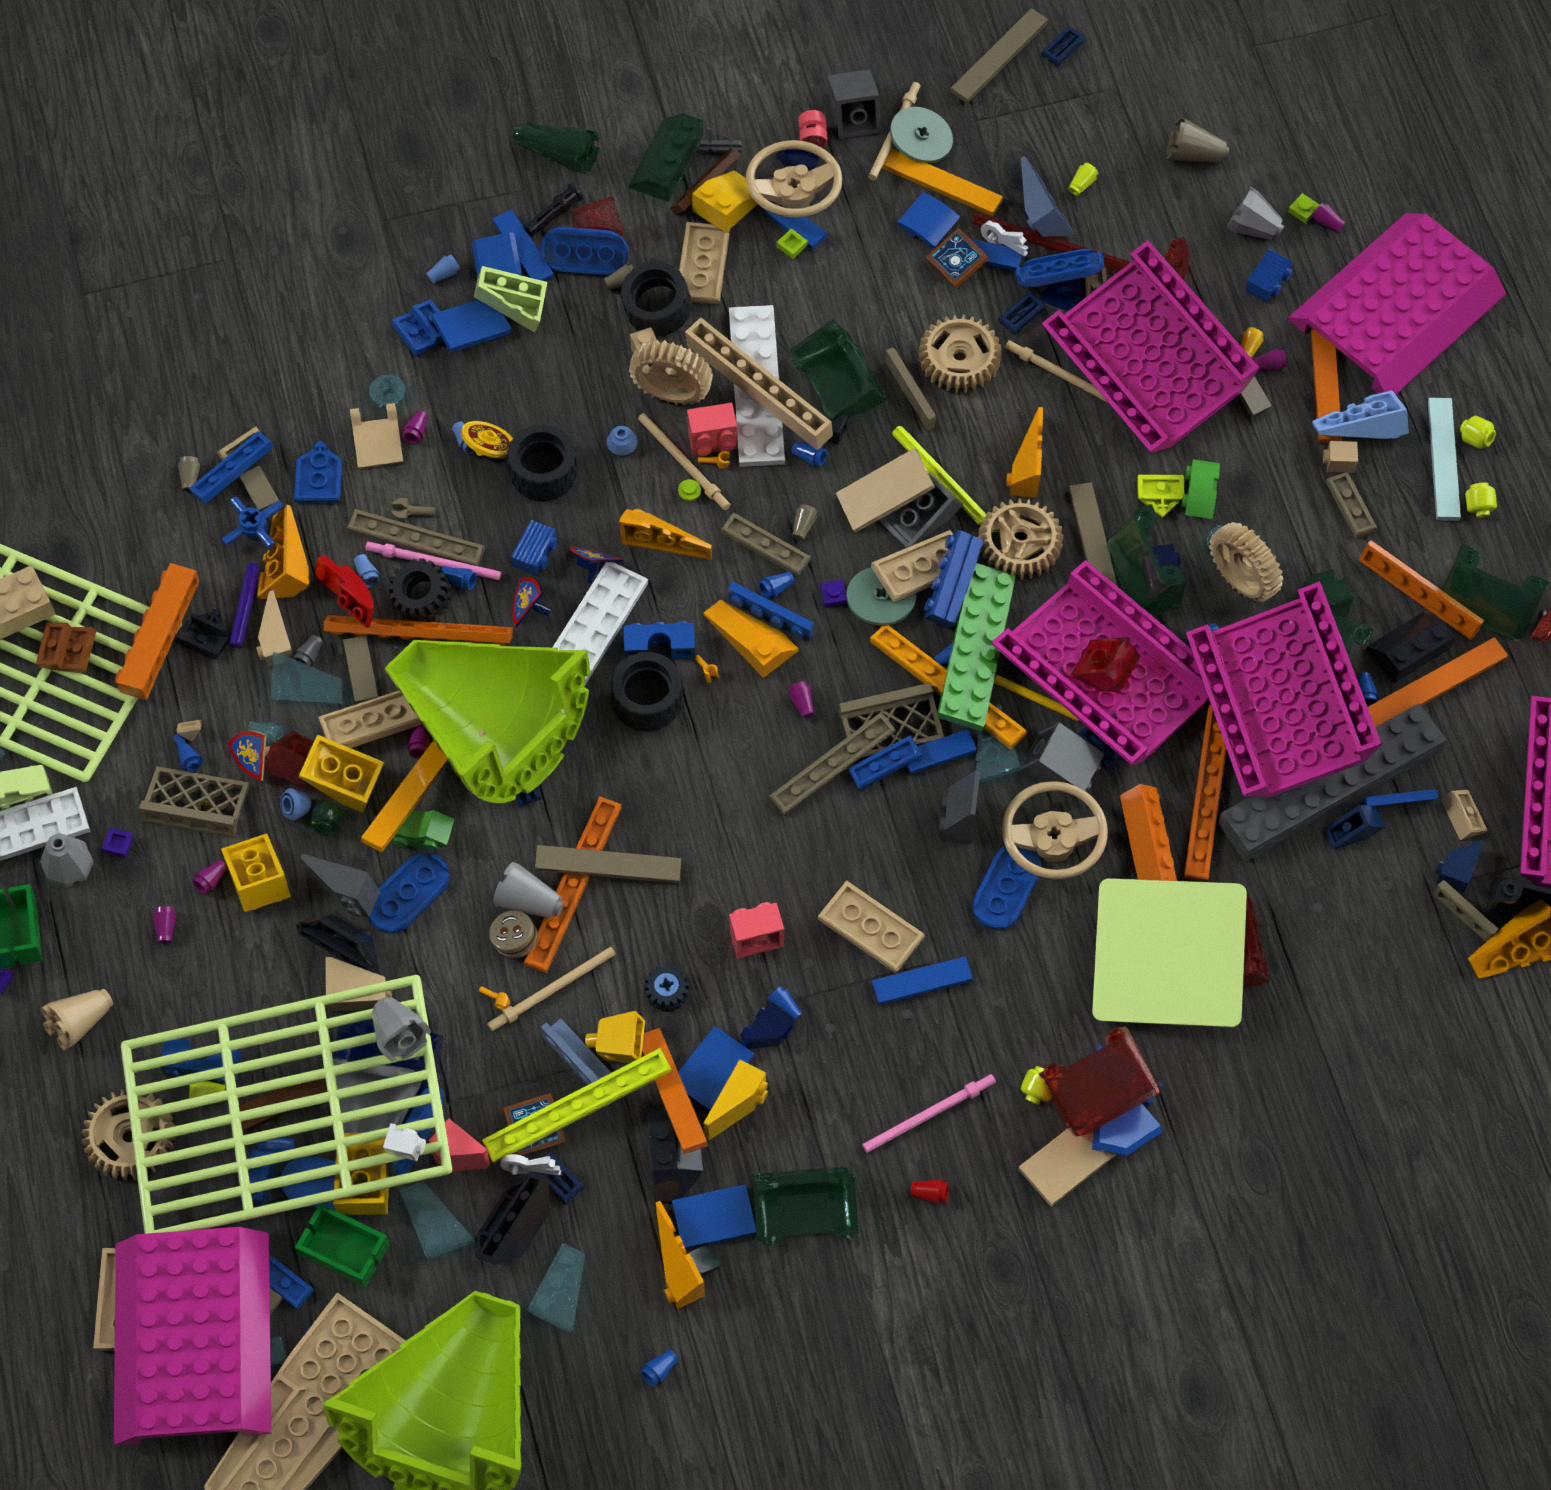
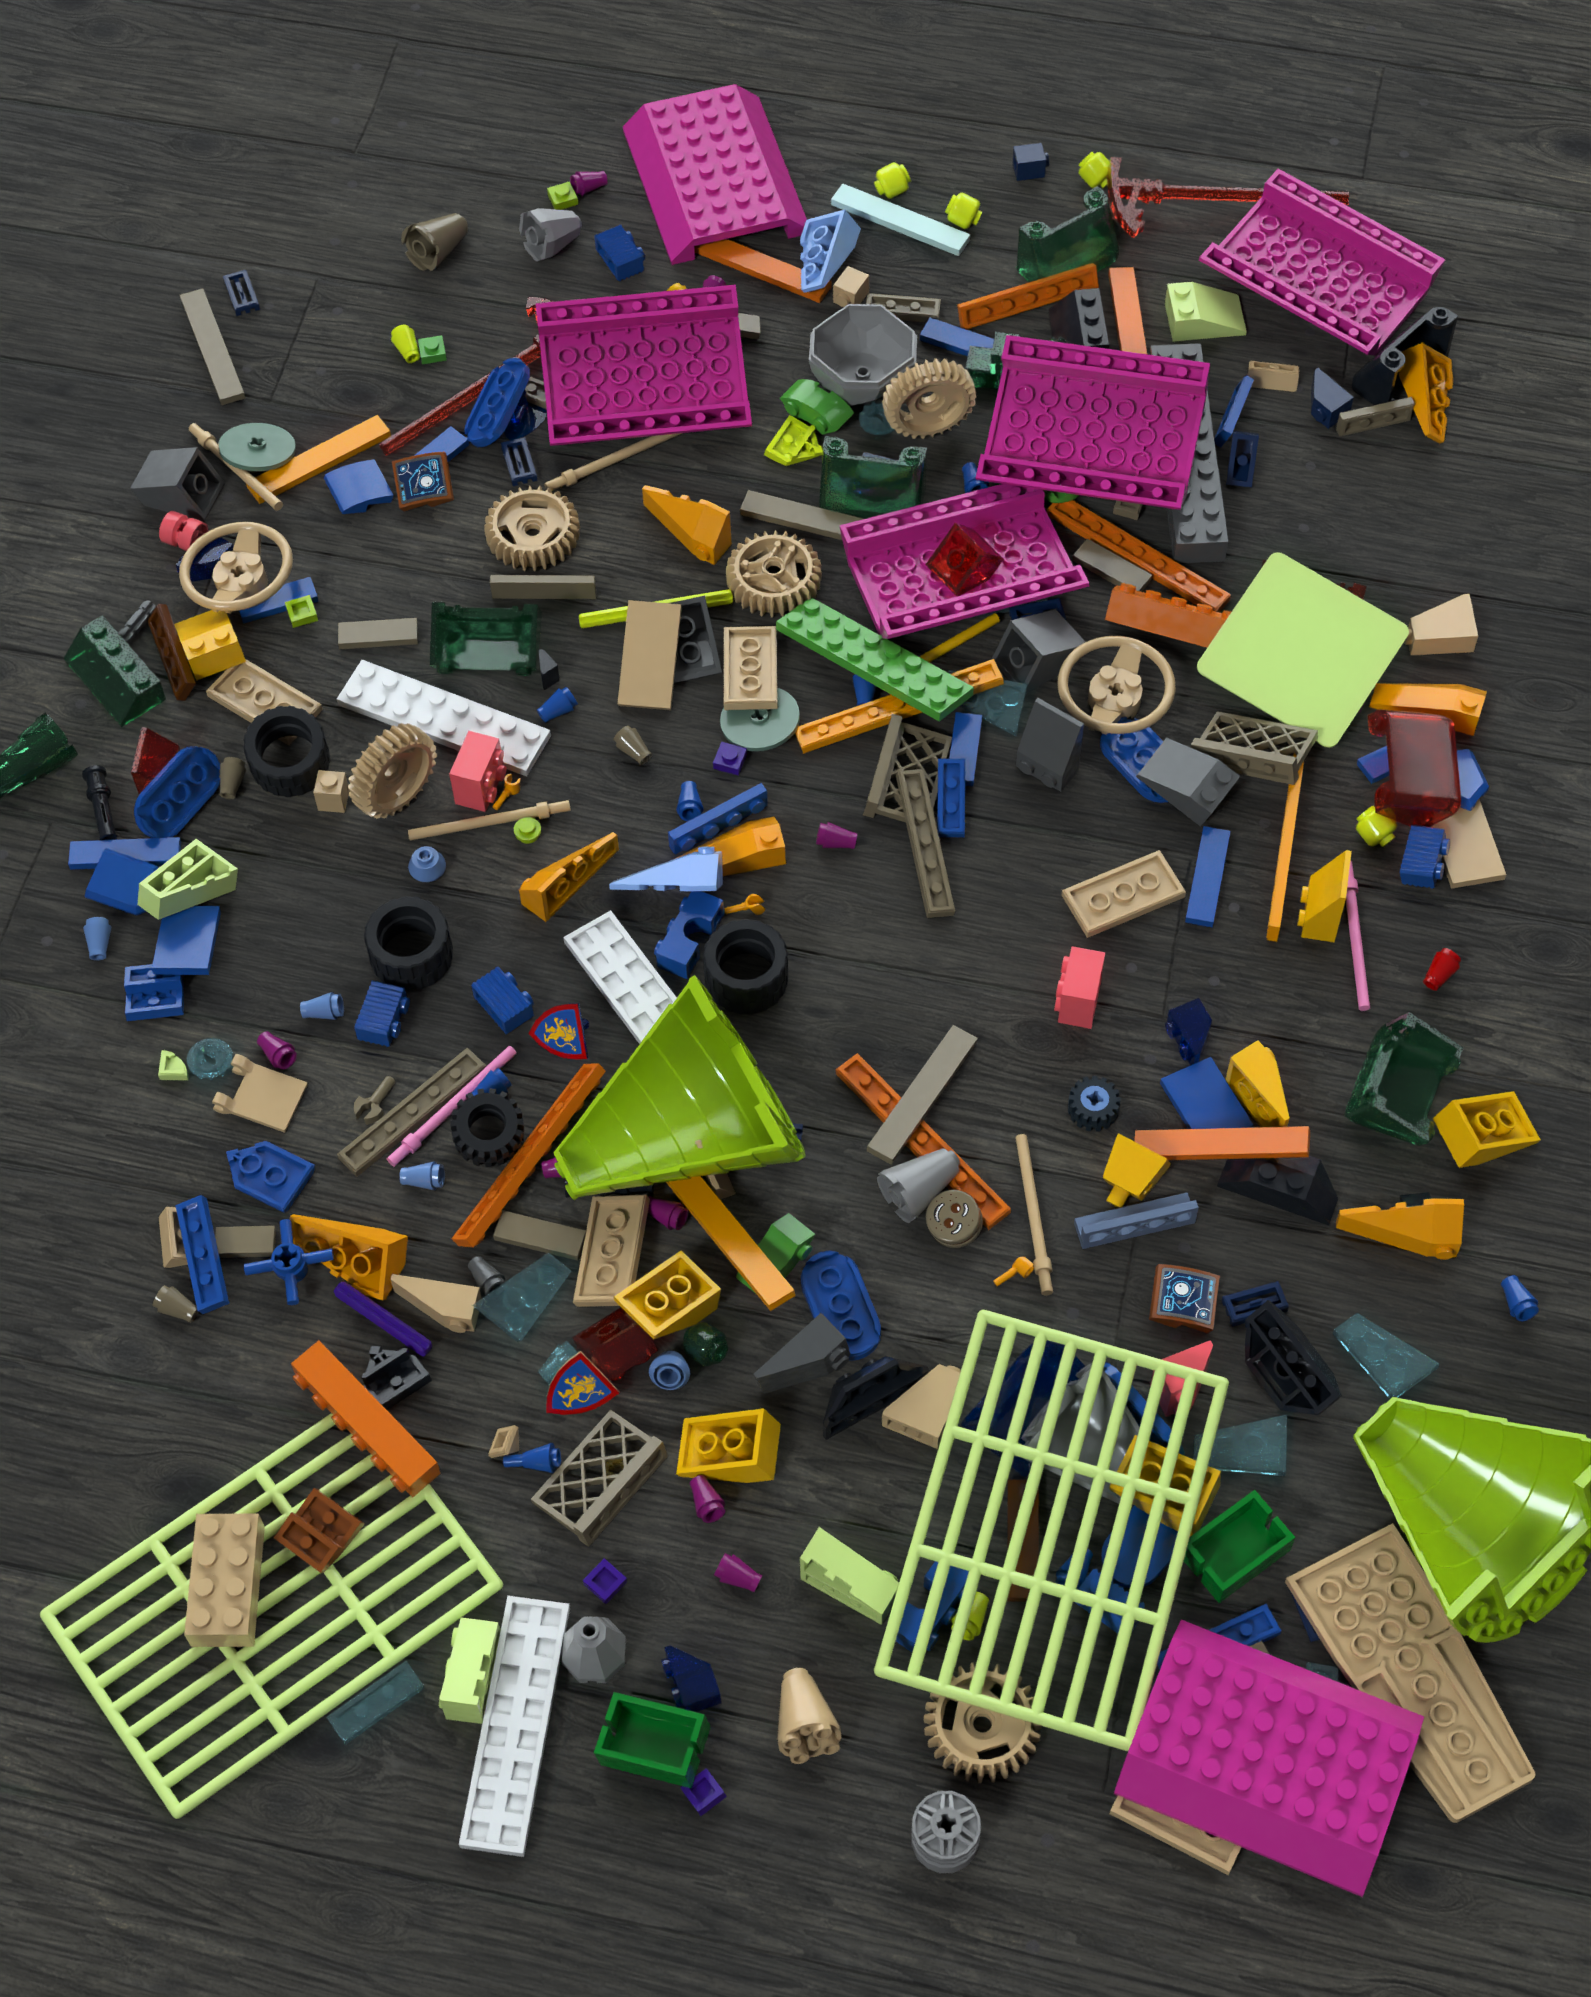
camera: 60 degrees left, 5 degrees down
(35, 1158) = (943, 1850): none -> light grey wheel
(71, 932) = (693, 1680): none -> clear blue slope
(193, 990) = (848, 1576): none -> yellowish green wedge
(349, 587) = (441, 1195): red slope -> none
(369, 371) = (172, 1067): none -> yellowish green tile
(398, 1029) = (1040, 1350): light grey cone -> none
(403, 1143) = (1177, 1407): white brick -> none
(480, 476) = (381, 1013): none -> blue brick
(486, 439) = (344, 983): yellow shield -> none
(520, 1165) = (1227, 1327): white piece -> none
(577, 1105) = (1194, 1235): neon yellow tile -> none
(591, 560) = (554, 952): shield -> none
(699, 611) = (691, 872): none -> light blue wedge
(714, 1217) = (1373, 1171): blue tile -> none
(759, 383) = (461, 700): tan brick -> none
(765, 544) = (634, 792): dark tan tile -> none
(785, 1001) = (1163, 1002): blue cone -> none
(800, 1283) = (1485, 1128): none -> yellow slope
(804, 302) = (378, 633): none -> dark tan tile
(937, 1076) = (1325, 899): none -> yellow slope
(953, 579) = (788, 643): blue brick -> none
(985, 1023) = (1284, 858): none -> light orange tile
(996, 234) = (420, 436): white piece -> none
(998, 923) = (1188, 779): none -> slope
(1028, 1132) = (1423, 856): none -> blue brick
(1040, 963) = (1250, 759): none -> dark tan fence
(1041, 206) = (423, 384): sand blue wedge -> none
(1091, 199) = (432, 349): none -> bright green plate
(1181, 779) = (1111, 566): none -> dark tan tile
(1195, 1084) = (1453, 701): none -> light orange wedge
(1265, 480) = (861, 352): none -> light grey rock
(1271, 1056) = (1444, 629): none -> tan slope
(1344, 557) = (953, 337): none -> tile
(1493, 730) = (1202, 312): none -> yellowish green slope

